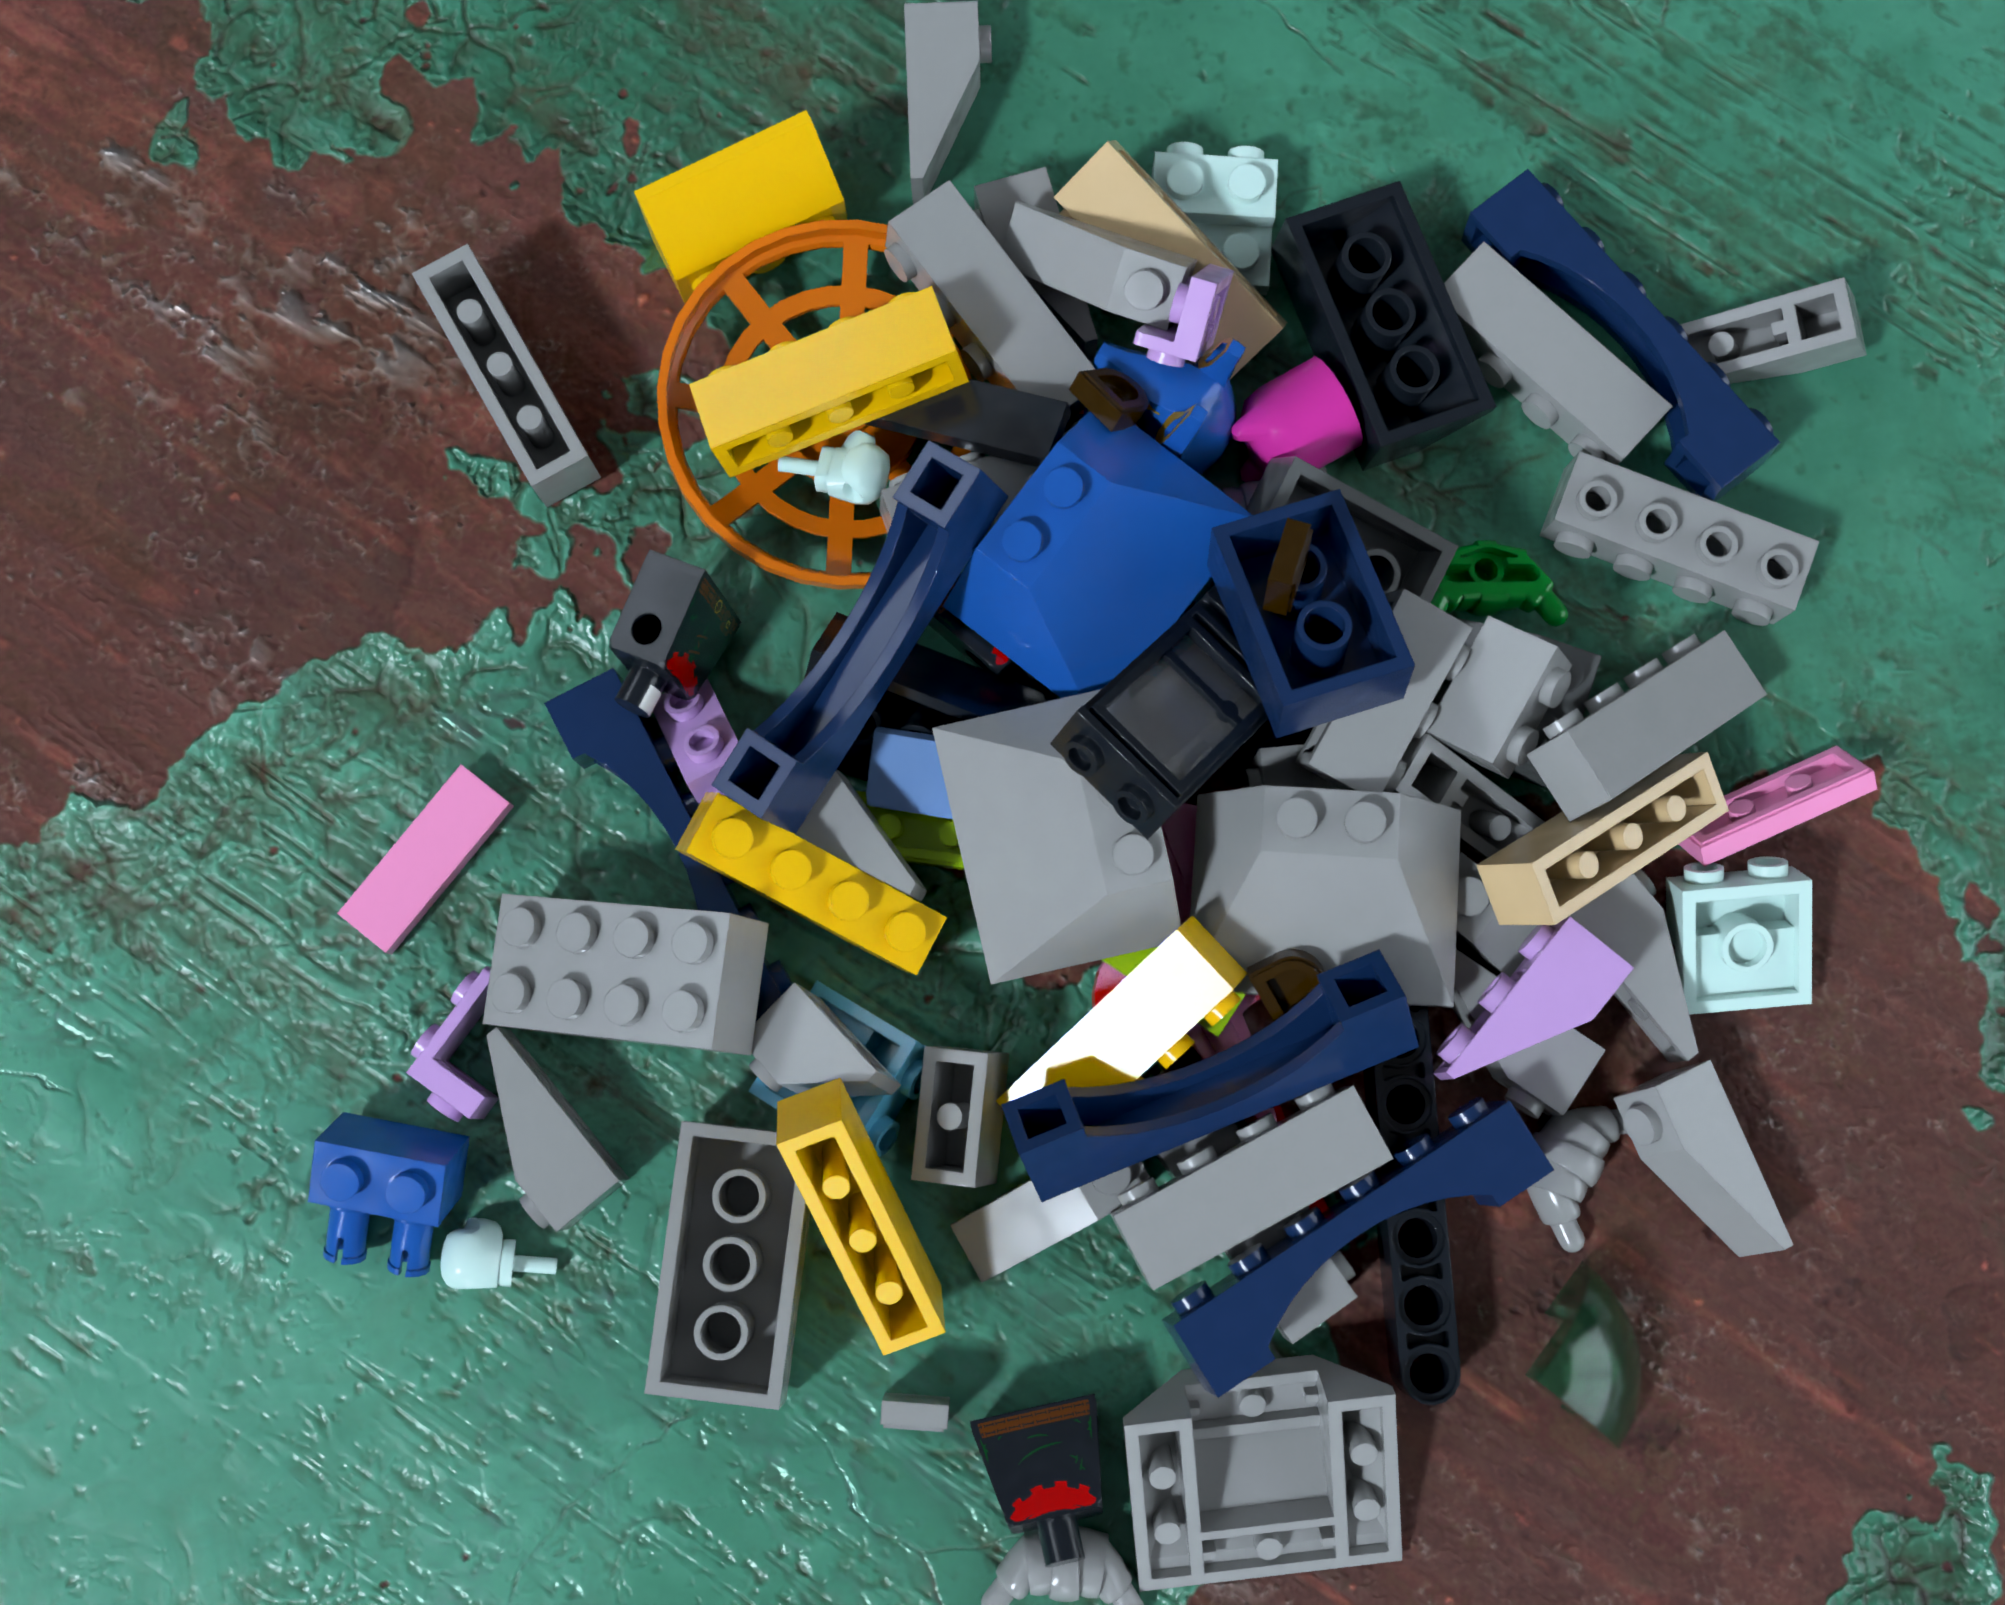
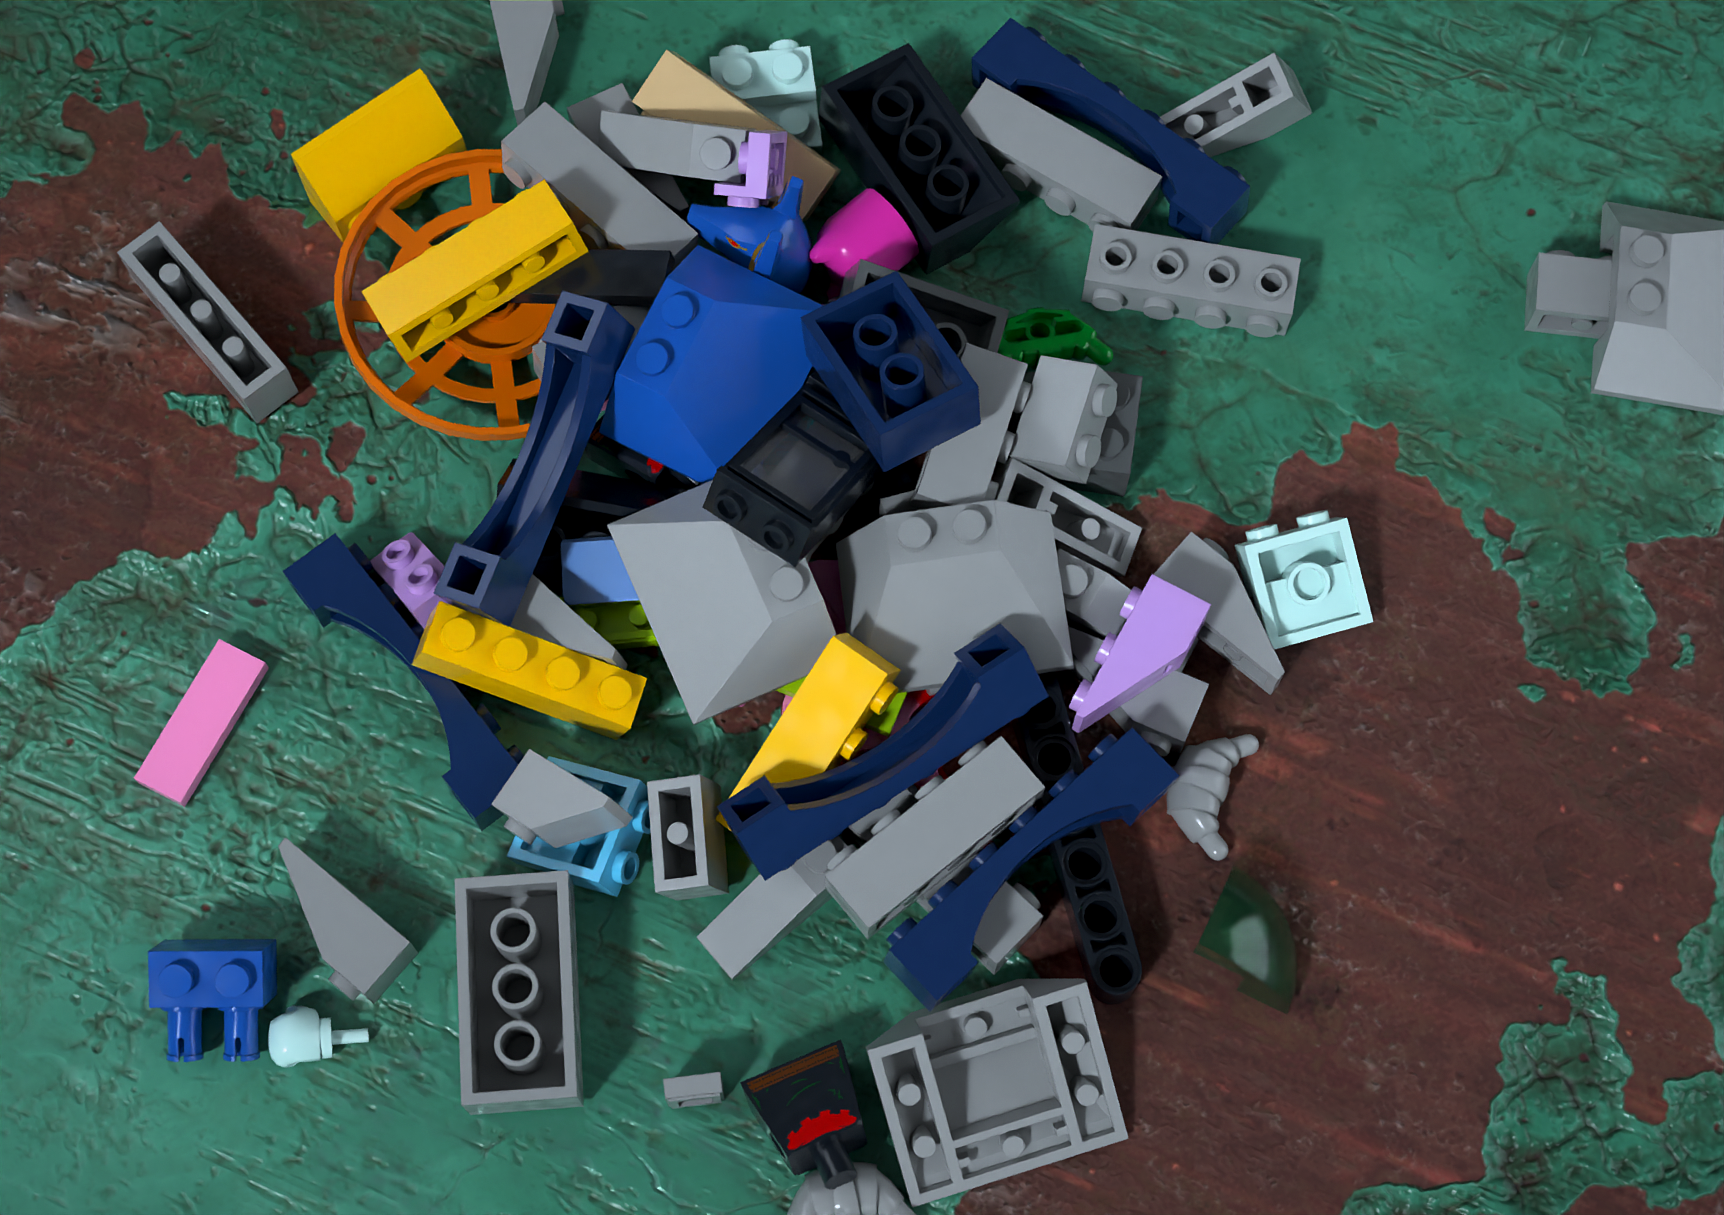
camera: 10 degrees left, 10 degrees down
(452, 1089) = (255, 902): lavender bracket -> none
(627, 973) = (387, 770): light grey brick -> none
(670, 632) = (378, 494): black torso -> none
(847, 472) = (502, 342): light aqua piece -> none
(860, 1216) = (618, 924): yellow brick -> none
(1110, 397) = (704, 241): dark brown tile -> none
(1284, 979) = (930, 668): dark brown tile -> none
(1288, 567) = (863, 330): dark brown tile -> none
(1574, 862) = (1169, 515): tan brick -> none
(1646, 725) = (1186, 419): light grey brick -> none
(1700, 1152) = (1305, 755): light grey slope -> none
(1782, 803) = (1308, 472): bright pink tile -> none

